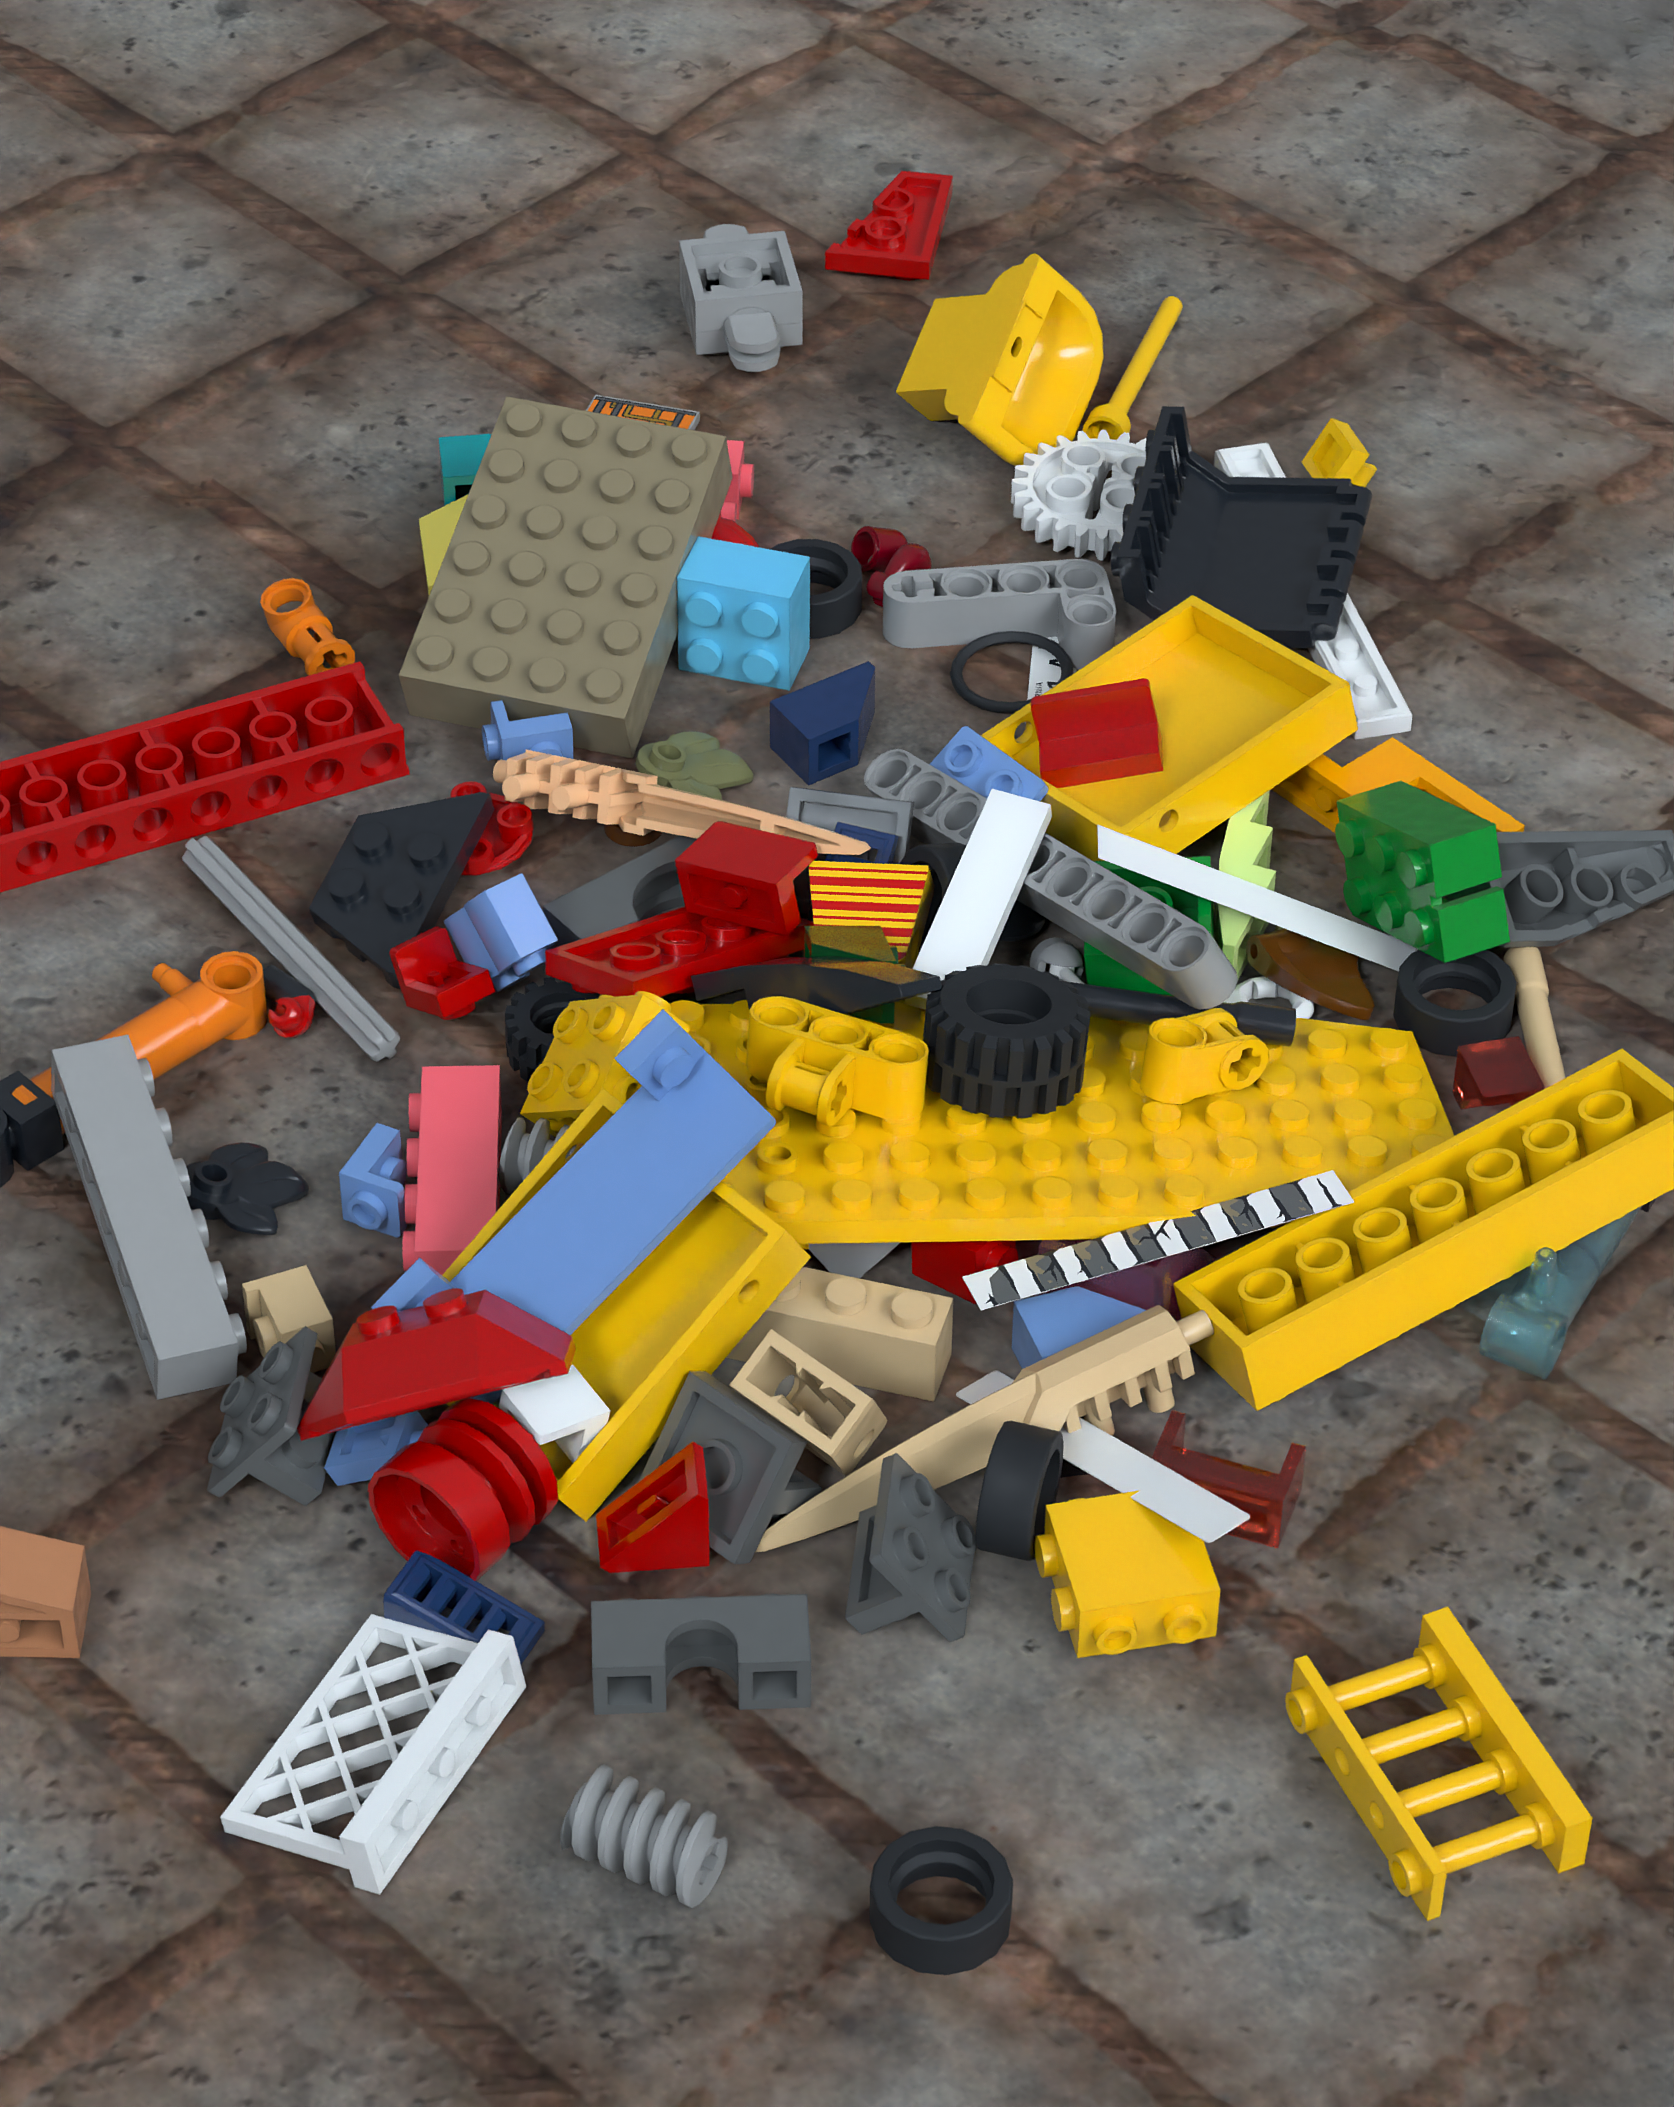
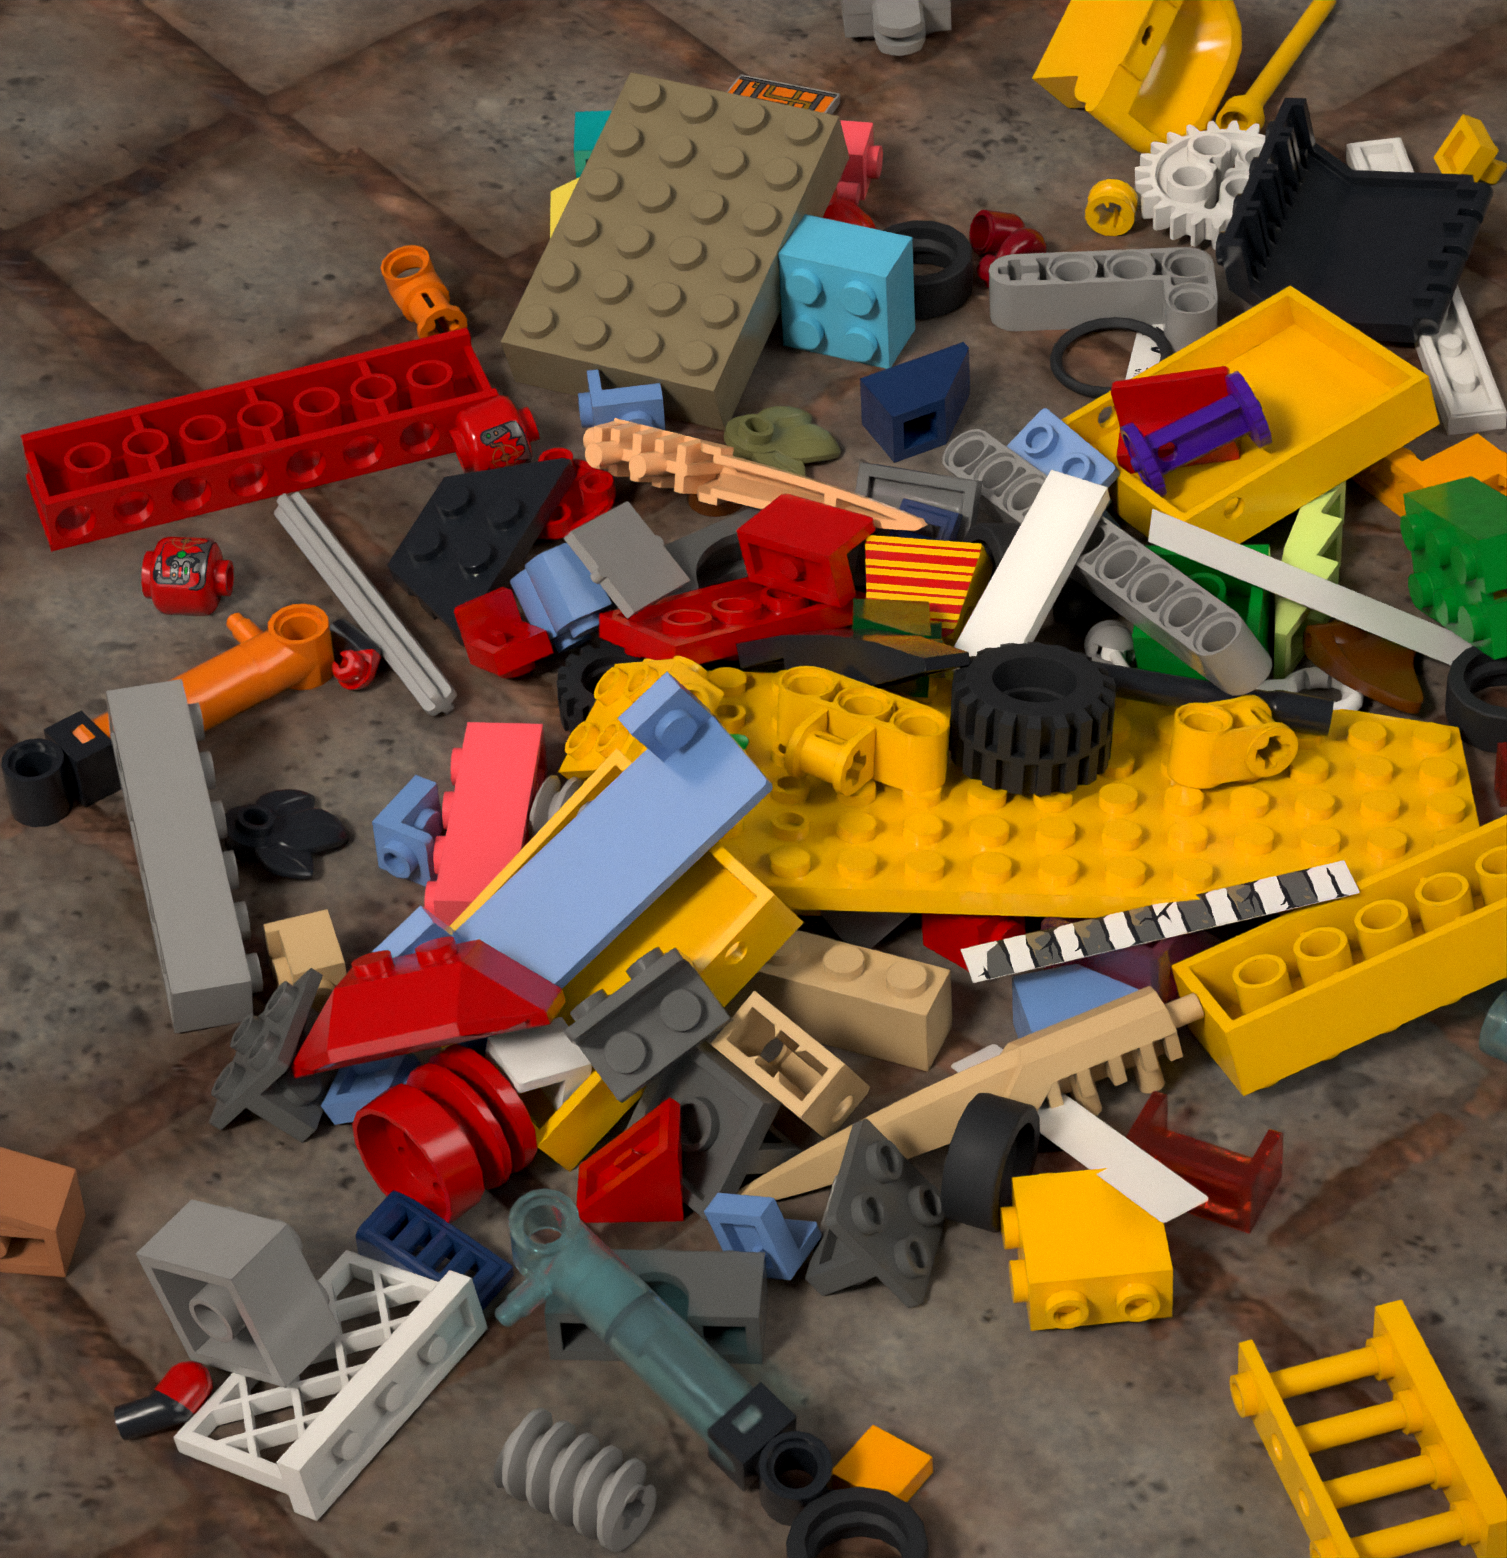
camera: 10 degrees right, 0 degrees up
(102, 927) = (186, 576): none -> red head
(212, 1783) = (169, 1404): none -> arm
(277, 1664) = (239, 1292): none -> light grey brick
(401, 771) = (493, 435): none -> red head
(568, 894) = (627, 559): none -> light grey piece
(667, 1367) = (646, 1021): none -> dark grey bracket
(798, 1567) = (758, 1225): none -> medium blue bracket
(809, 1771) = (744, 1425): none -> clear light blue piece
(951, 1801) = (883, 1464): none -> light orange tile
(990, 505) = (1109, 192): none -> yellow bush
(1124, 746) = (1197, 434): none -> dark purple hose

